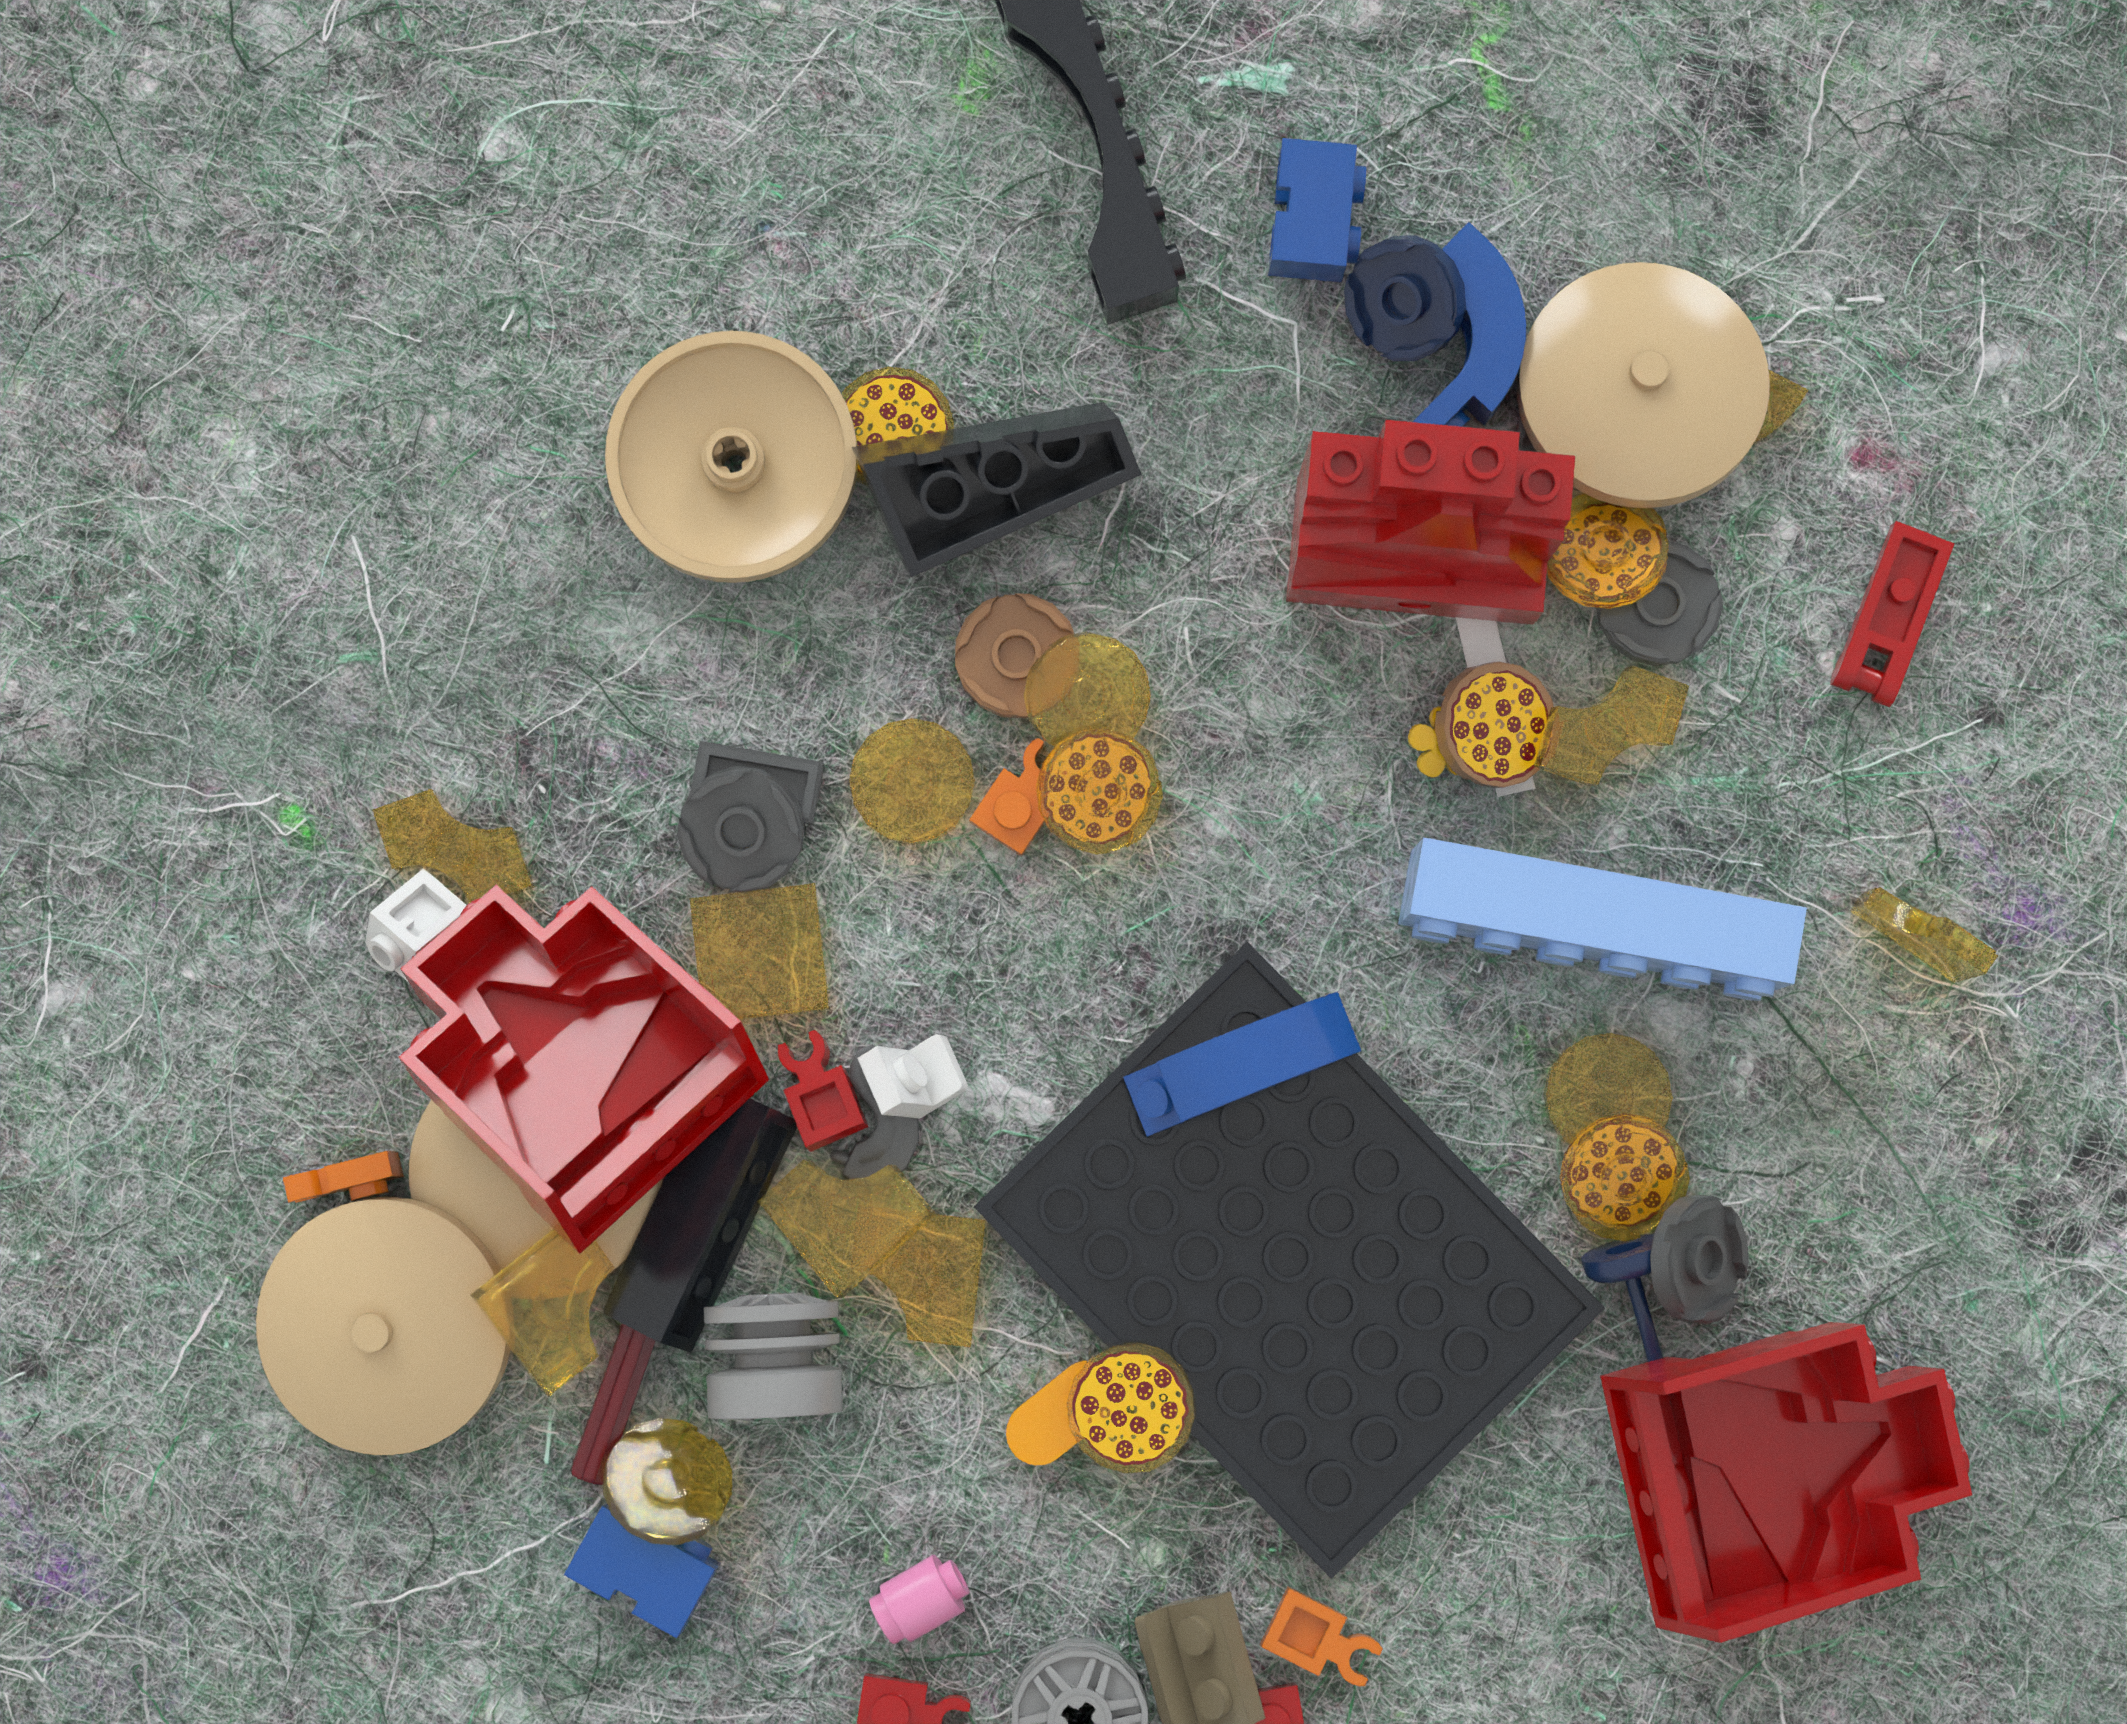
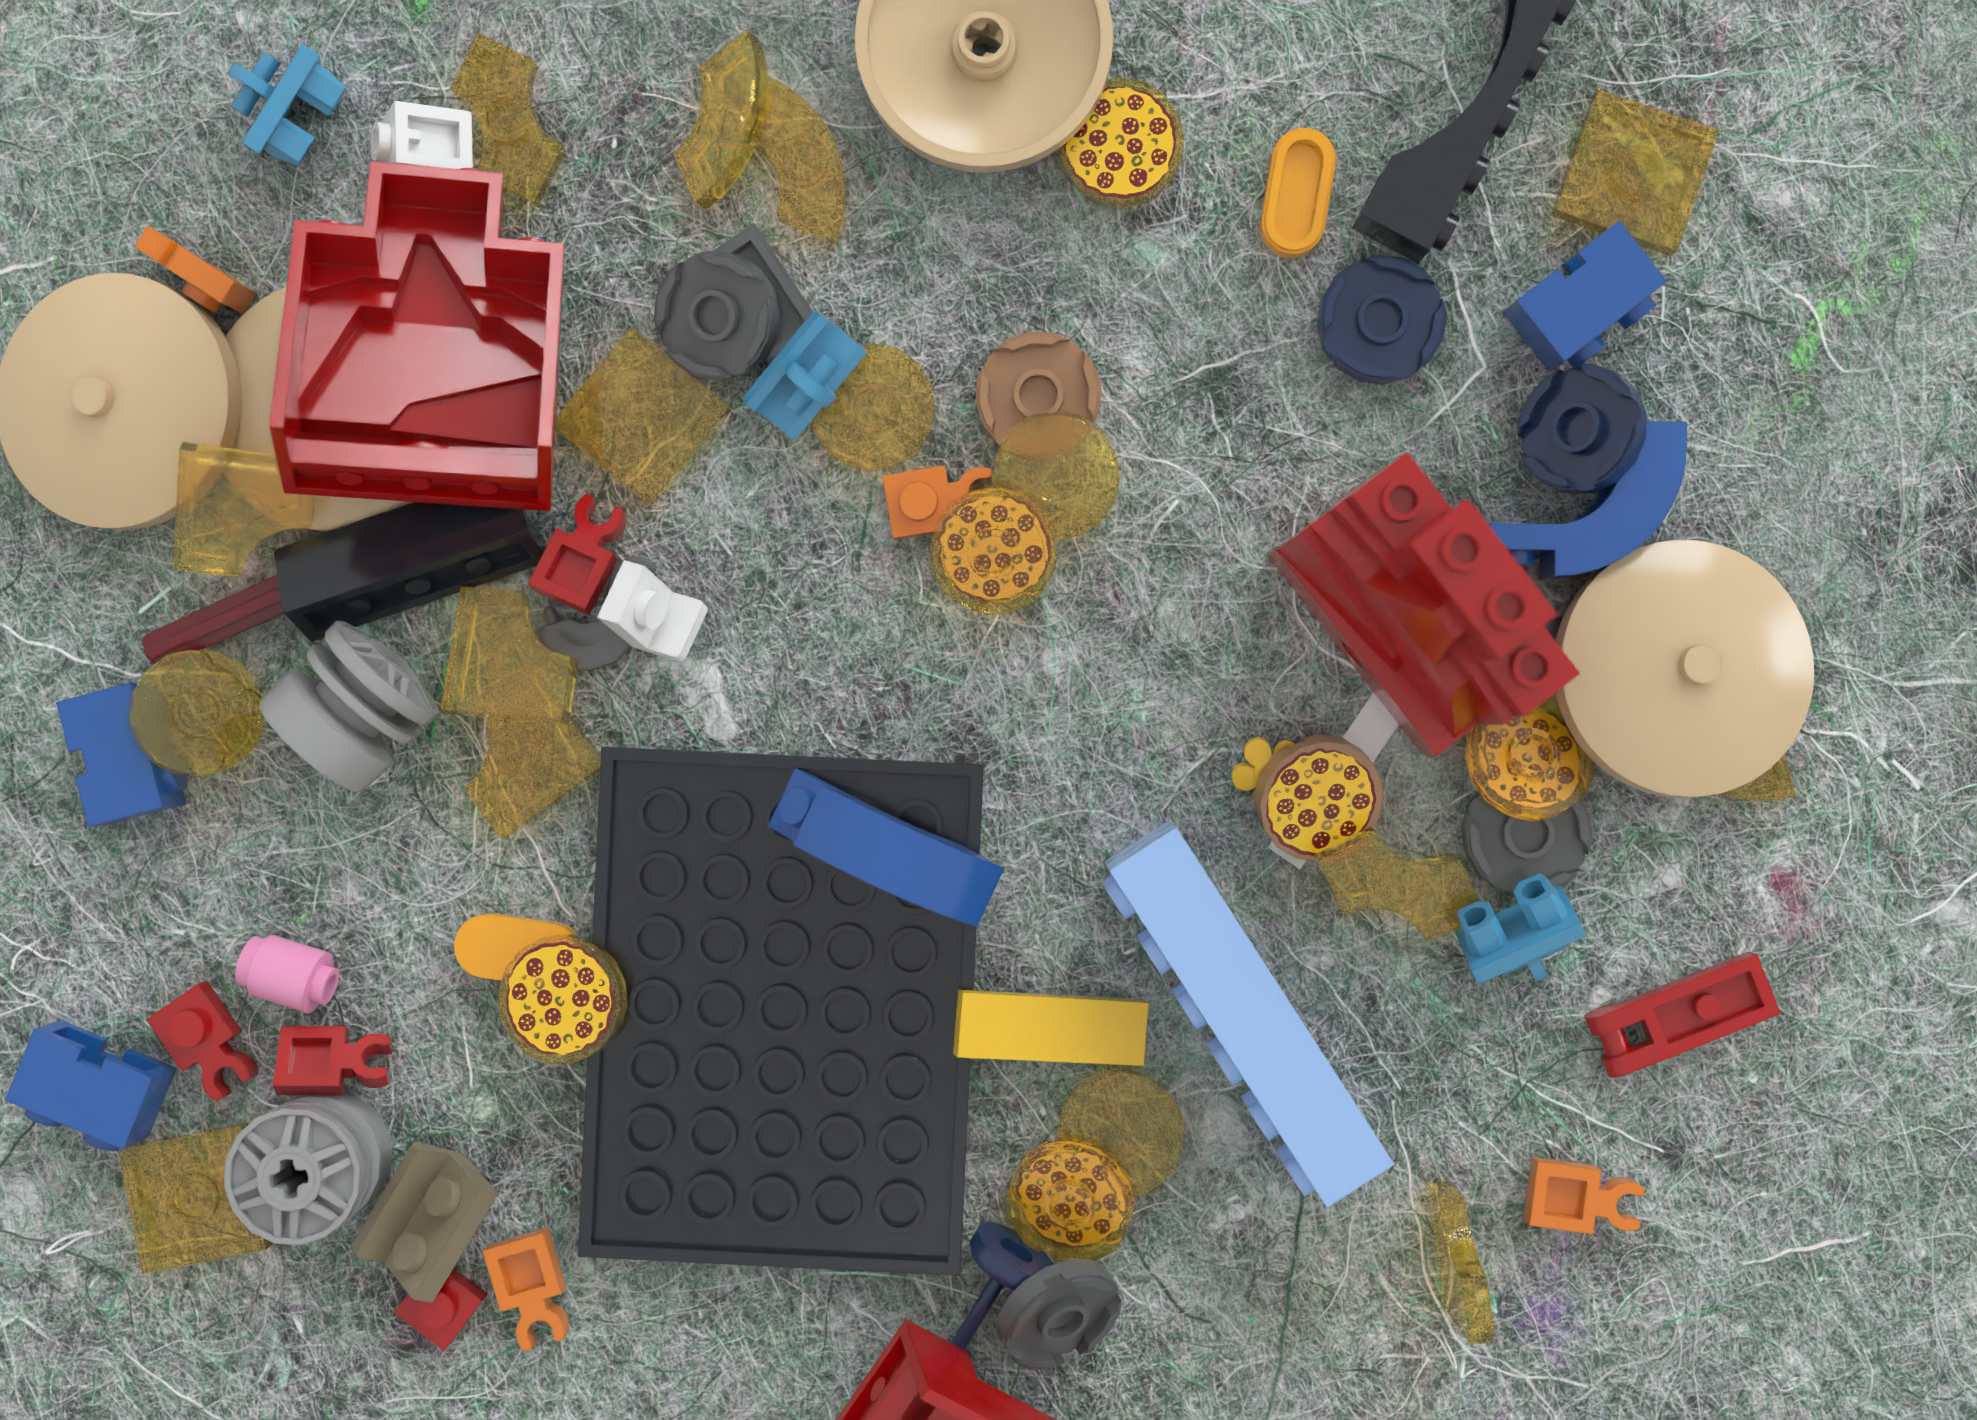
camera: 45 degrees right, 5 degrees up
(296, 1023) = (301, 80): none -> dark azure hips
(610, 689) = (729, 112): none -> clear yellow tile
(686, 662) = (806, 164): none -> clear yellow tile
(846, 805) = (805, 375): none -> dark azure hips
(992, 478) = (1147, 248): black wedge -> none
(1006, 1636) = (320, 1057): none -> red plate
(1047, 339) = (1297, 193): none -> light orange tile
(1193, 364) = (1381, 319): none -> dark blue tile
(1256, 93) = (1635, 169): none -> clear yellow tile
(1484, 1072) = (1050, 1028): none -> yellow tile
(1727, 672) = (1519, 934): none -> dark azure hips
(1953, 813) = (1570, 1197): none -> orange plate

